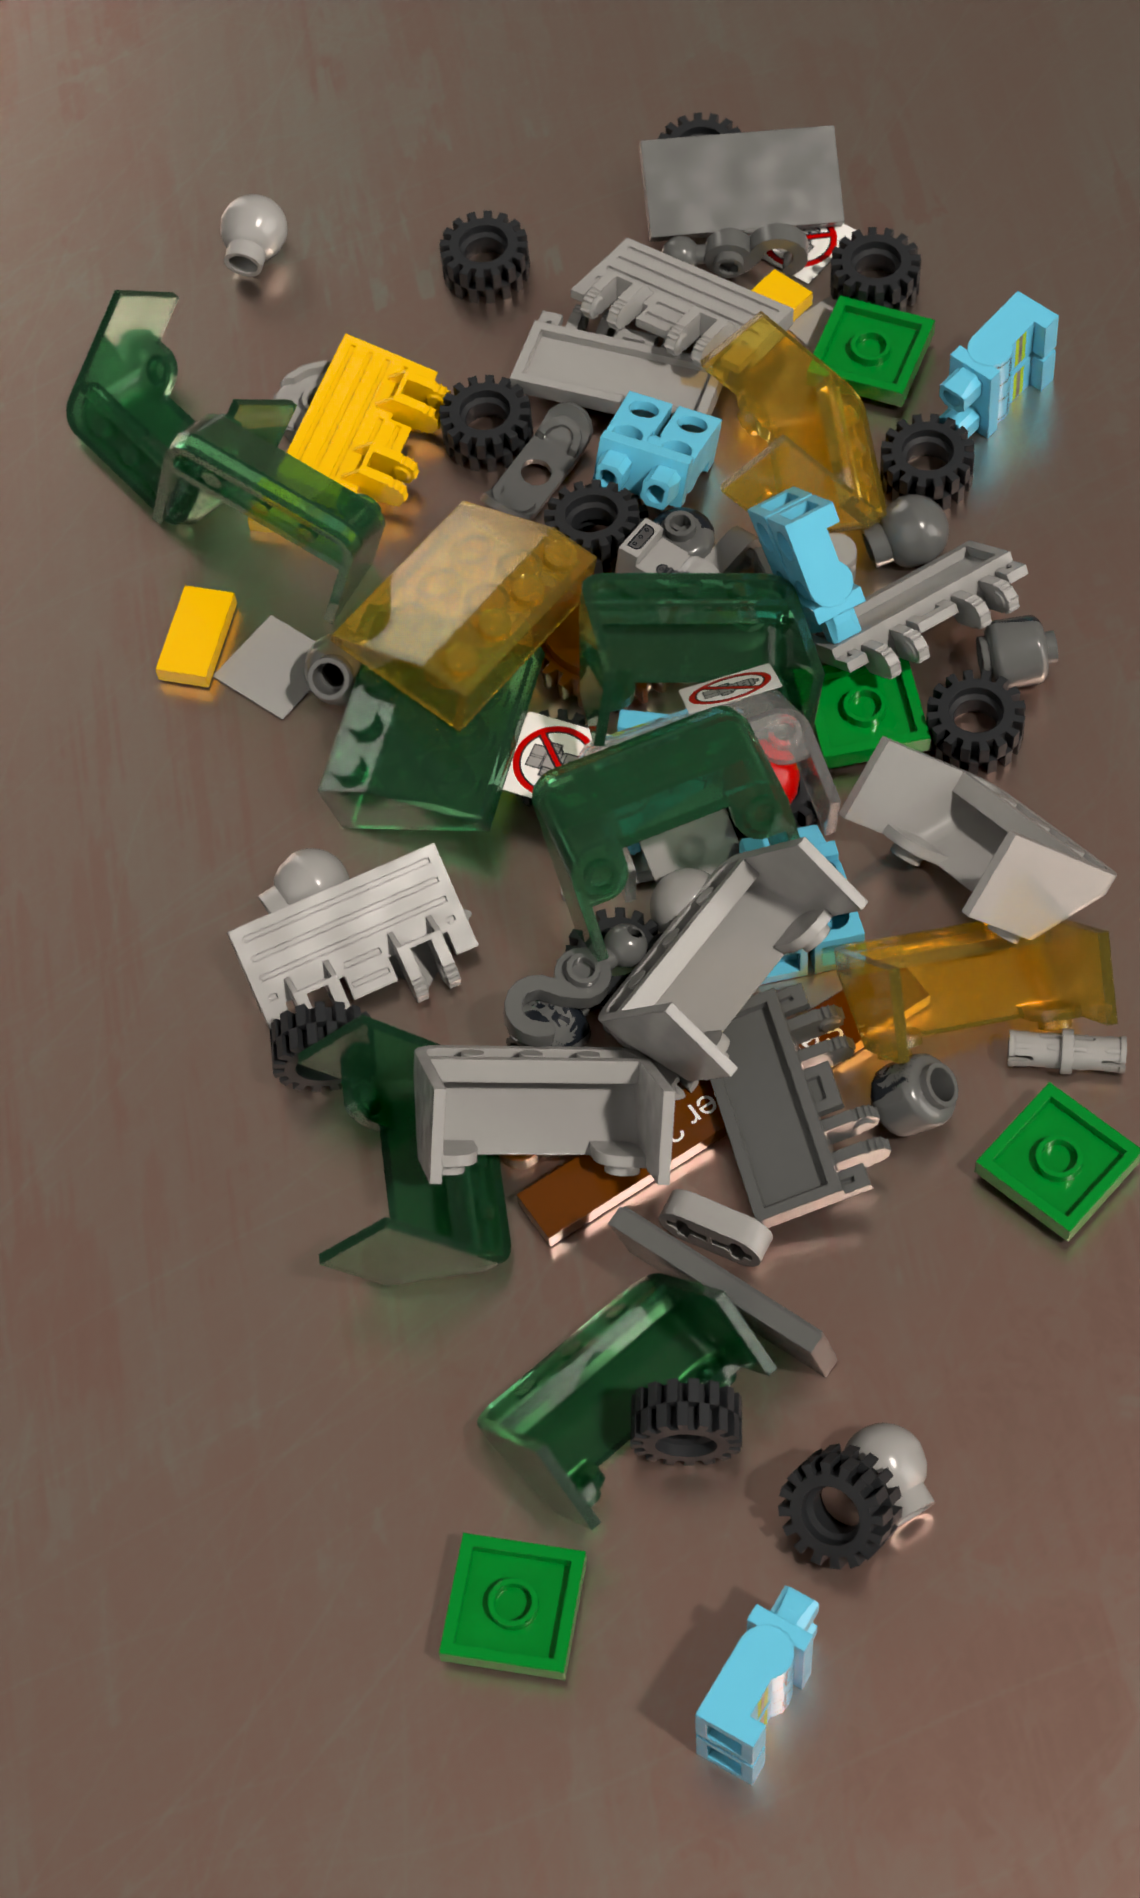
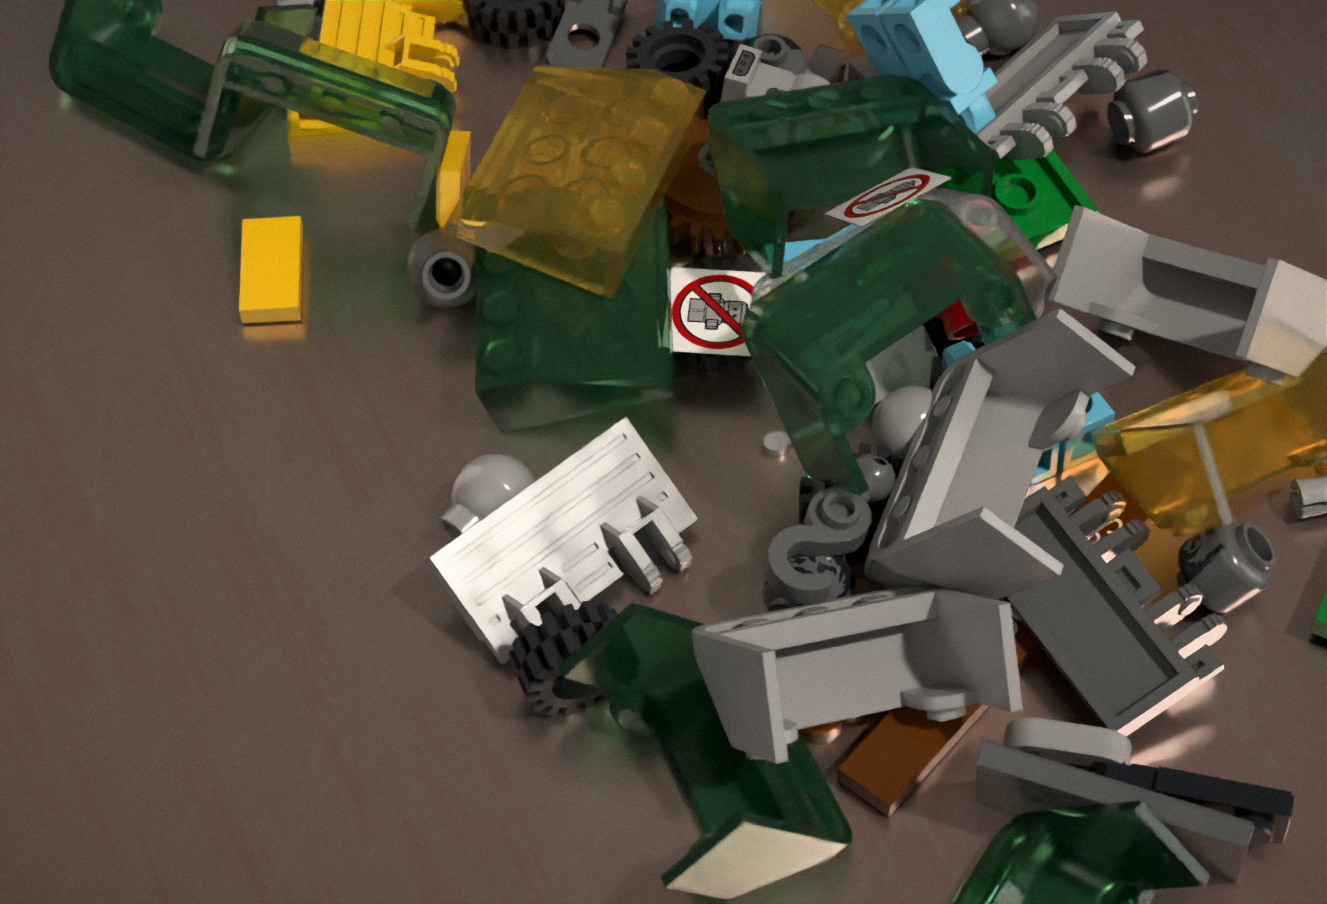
camera: 20 degrees left, 5 degrees down
(269, 667) = (364, 285): light grey sticker -> none
(368, 578) = (452, 174): none -> yellow tile
(849, 1318) = (1263, 806): none -> black hinge
(981, 697) = (1143, 164): black tyre -> none

